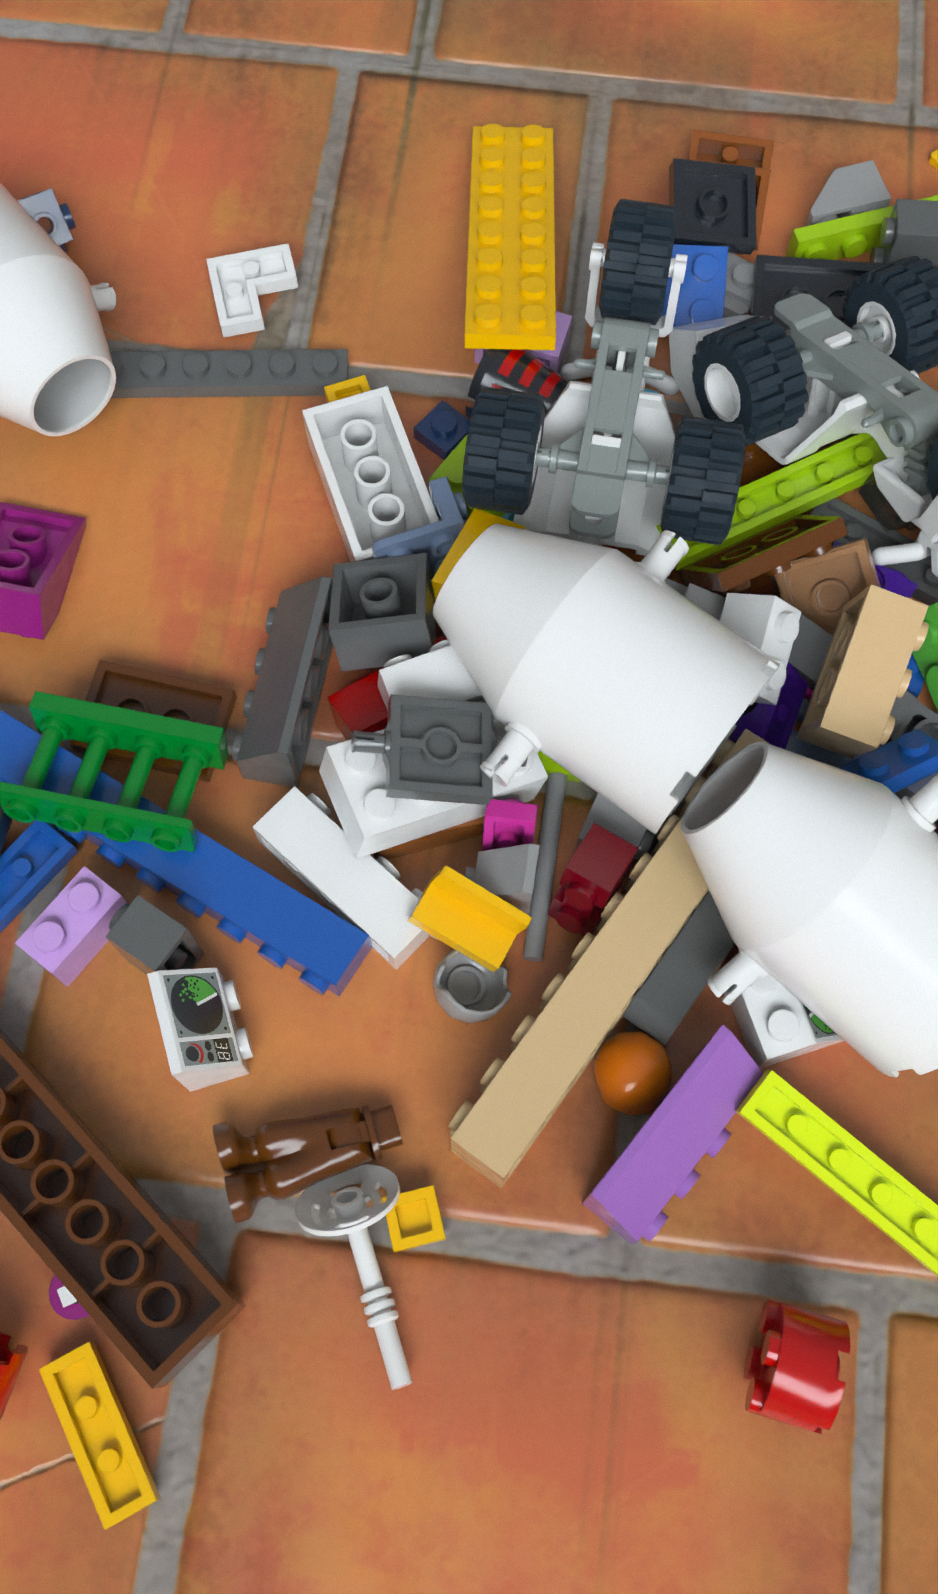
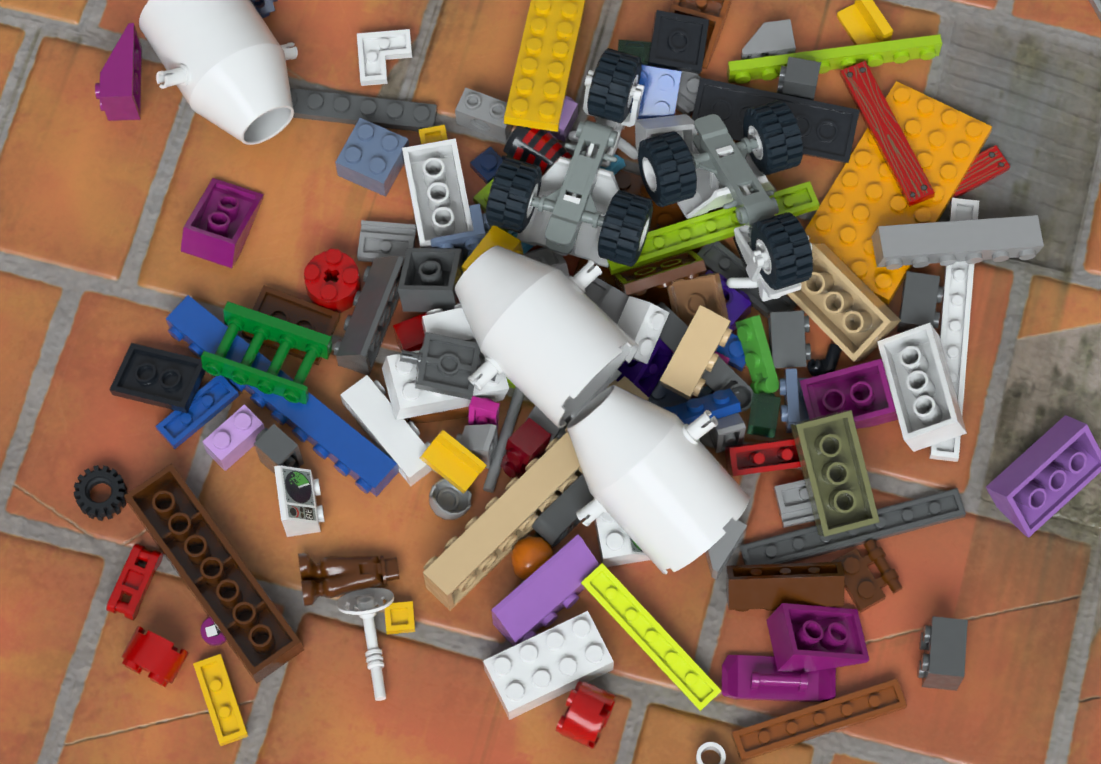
camera: 10 degrees right, 0 degrees up
(214, 636) = (330, 267): none -> red brick
(254, 437) = (372, 157): none -> sand blue brick
(291, 560) = (384, 240): none -> light grey plate
(426, 352) = (483, 114): none -> light grey brick
(703, 1275) = (548, 665): none -> white brick

